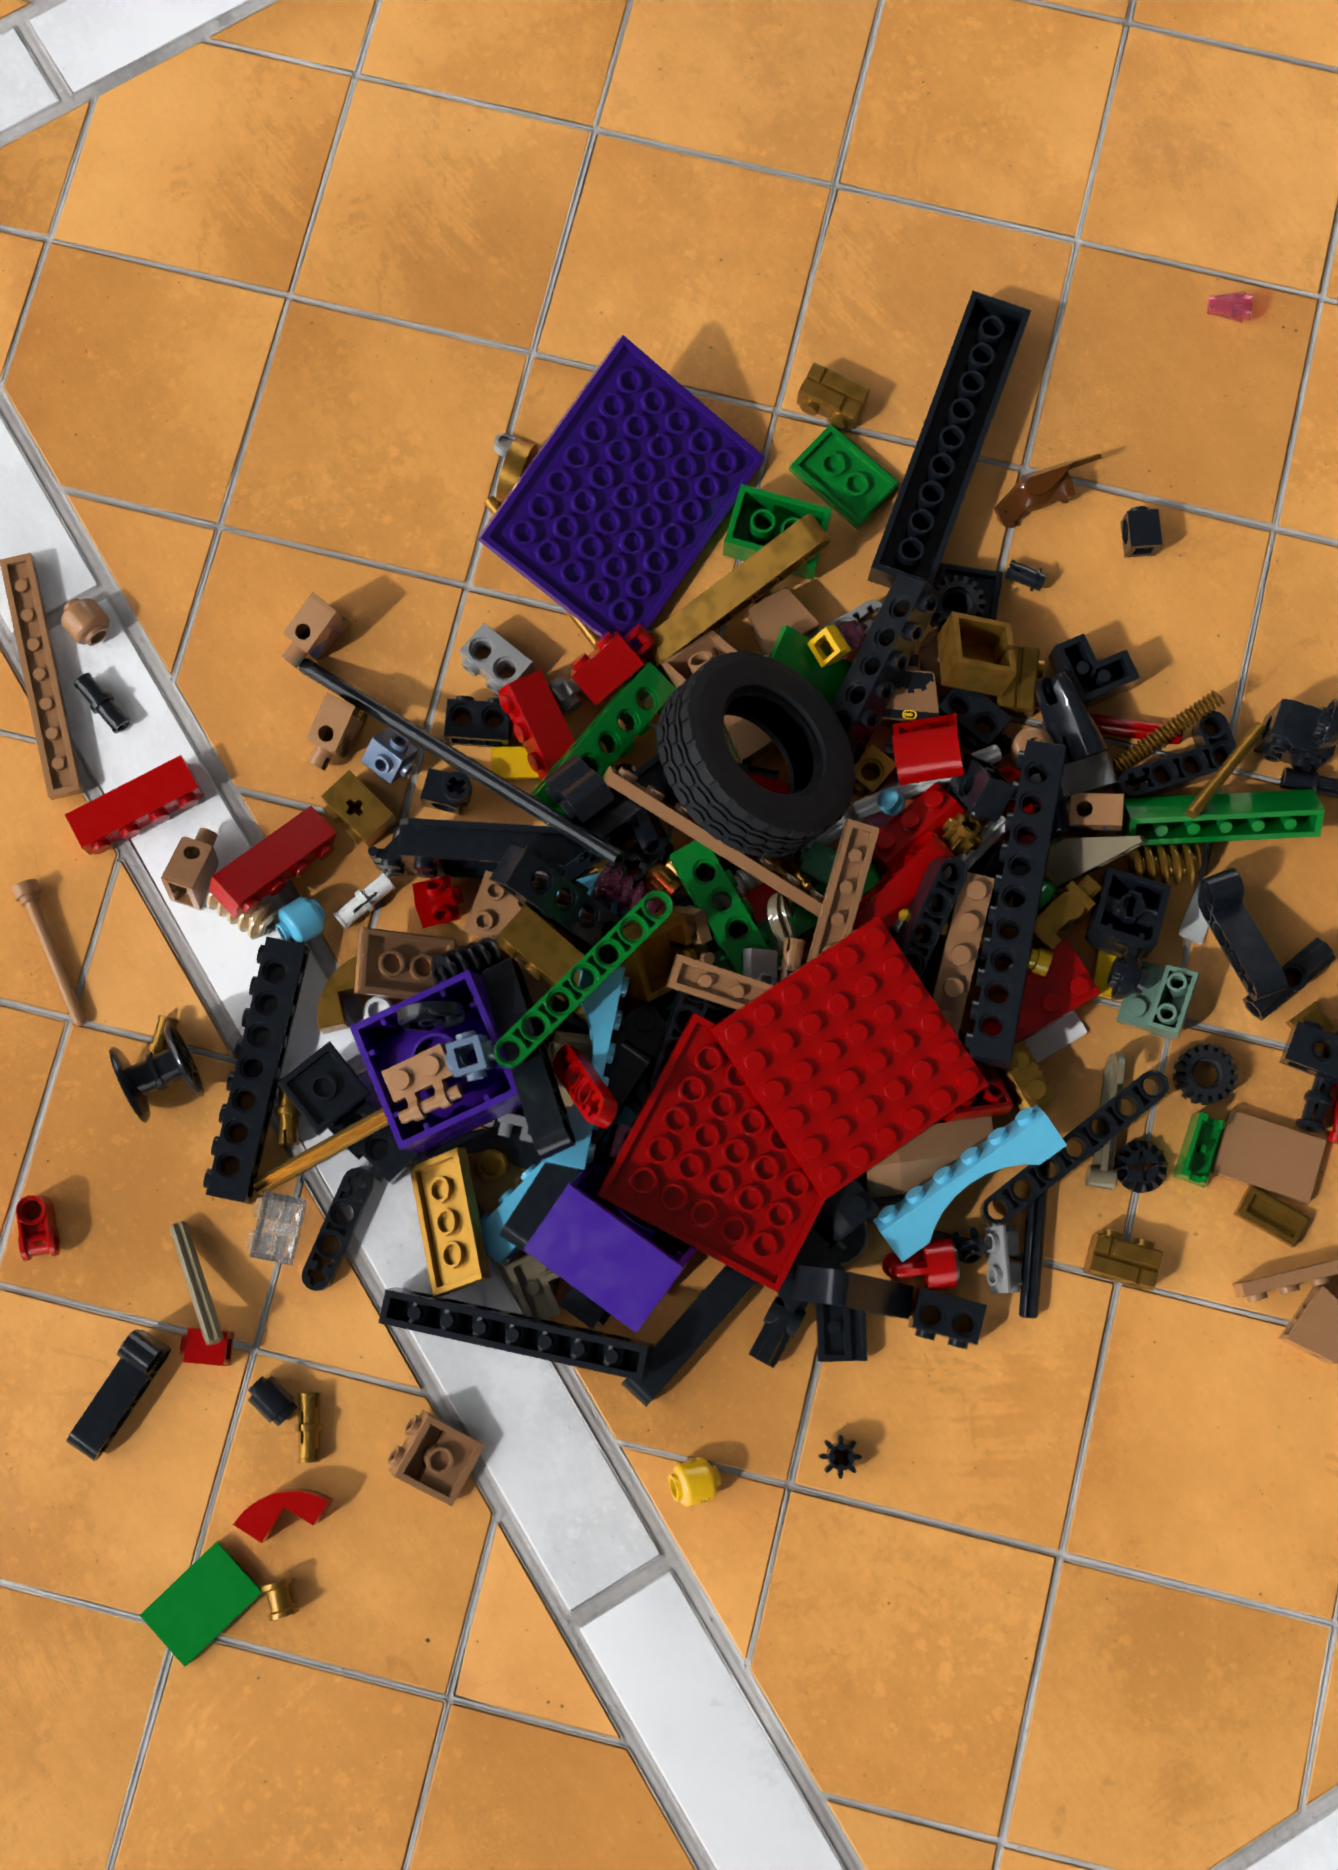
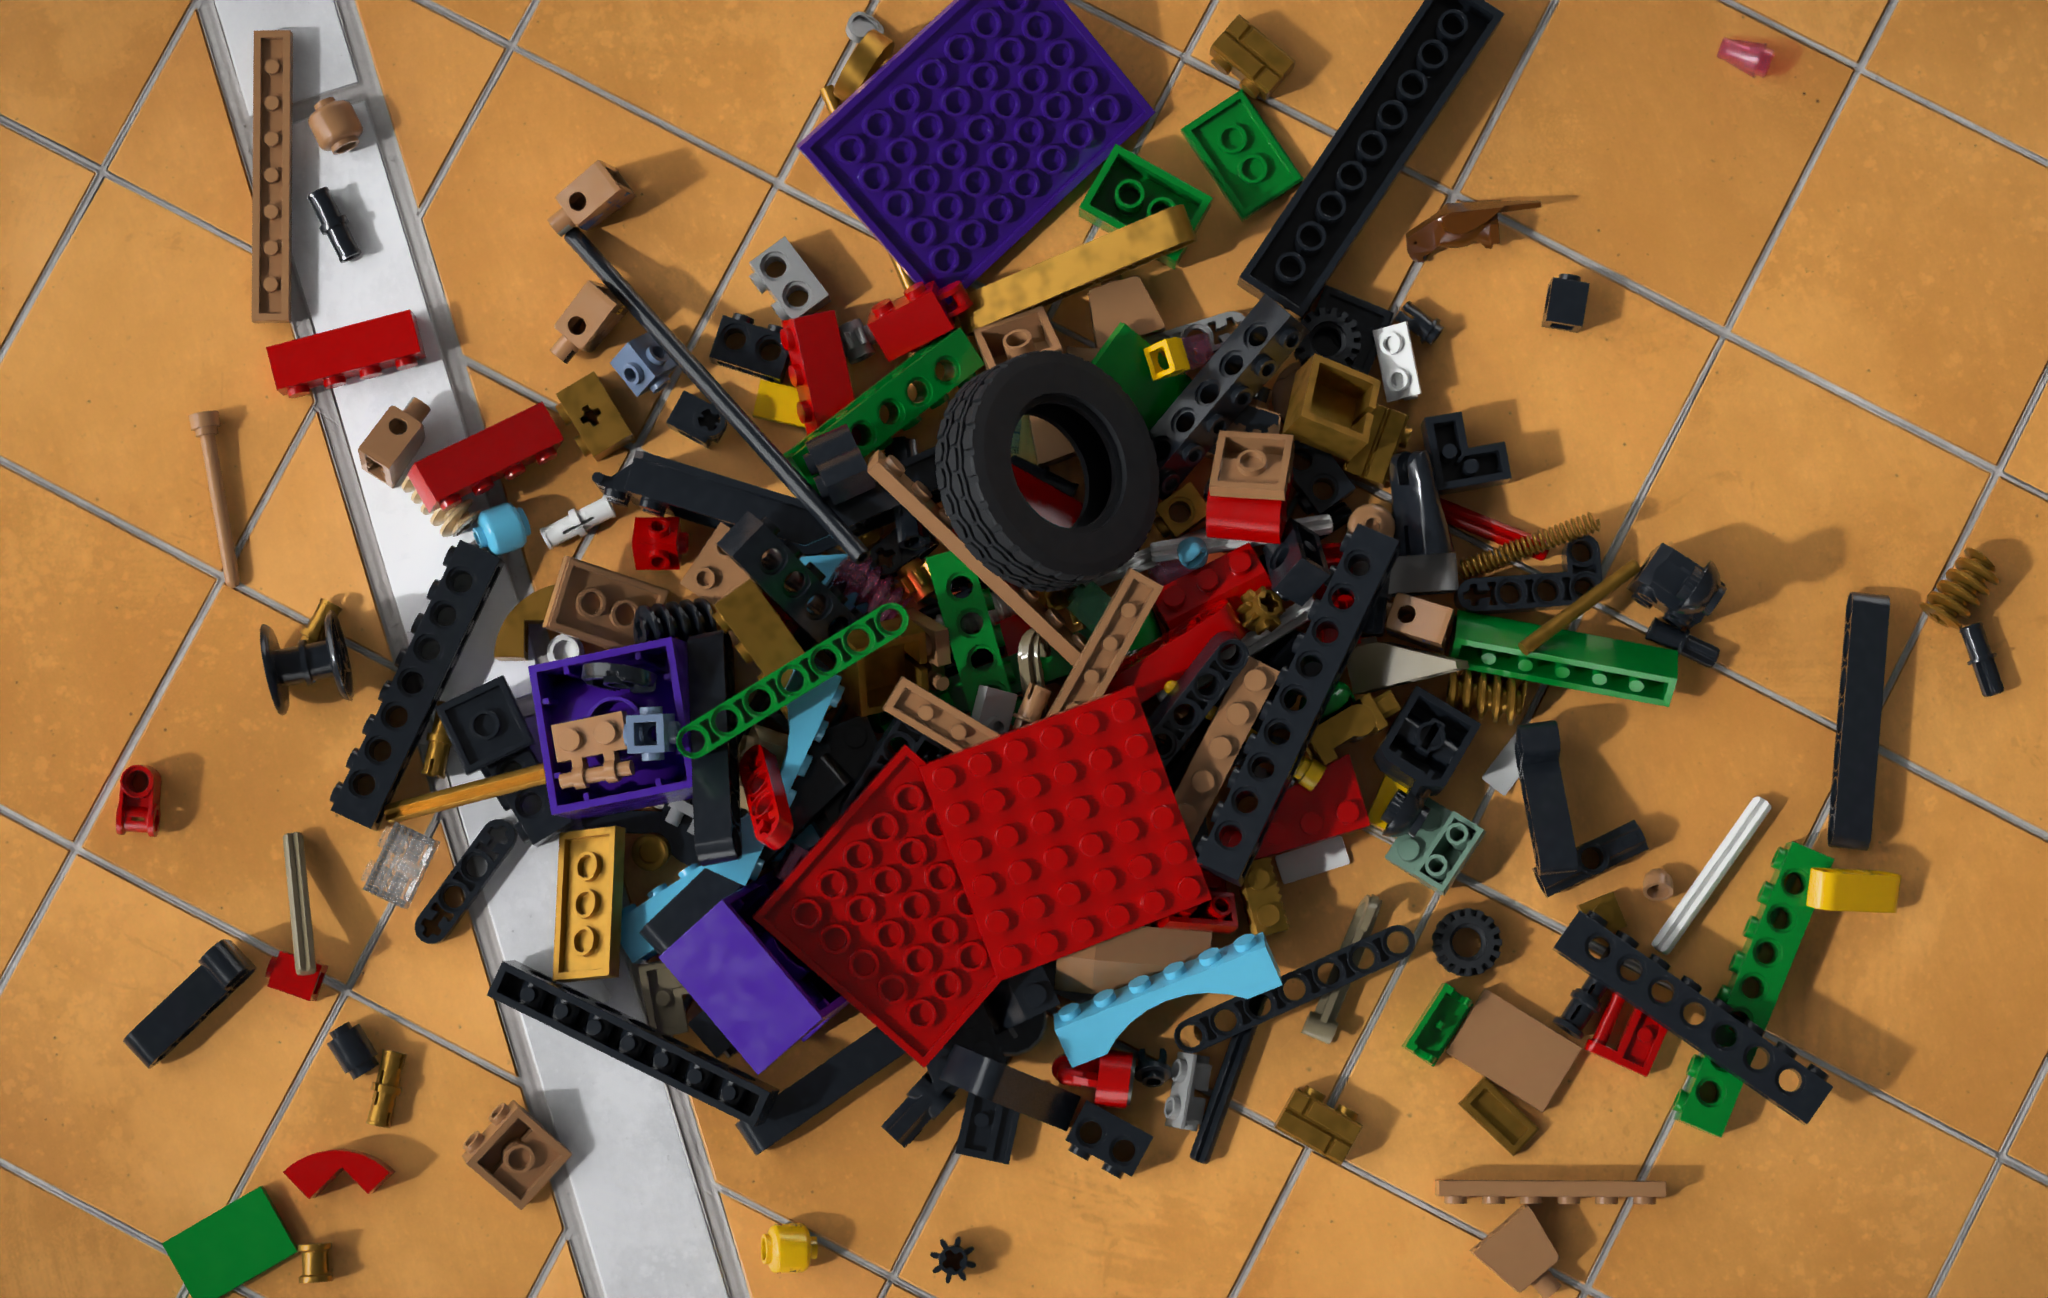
camera: 15 degrees right, 5 degrees up
(925, 714) = (1252, 465): none -> medium nougat plate
(1017, 609) = (1397, 362): none -> white hinge
(1131, 1178) = (1357, 1012): black gear -> none

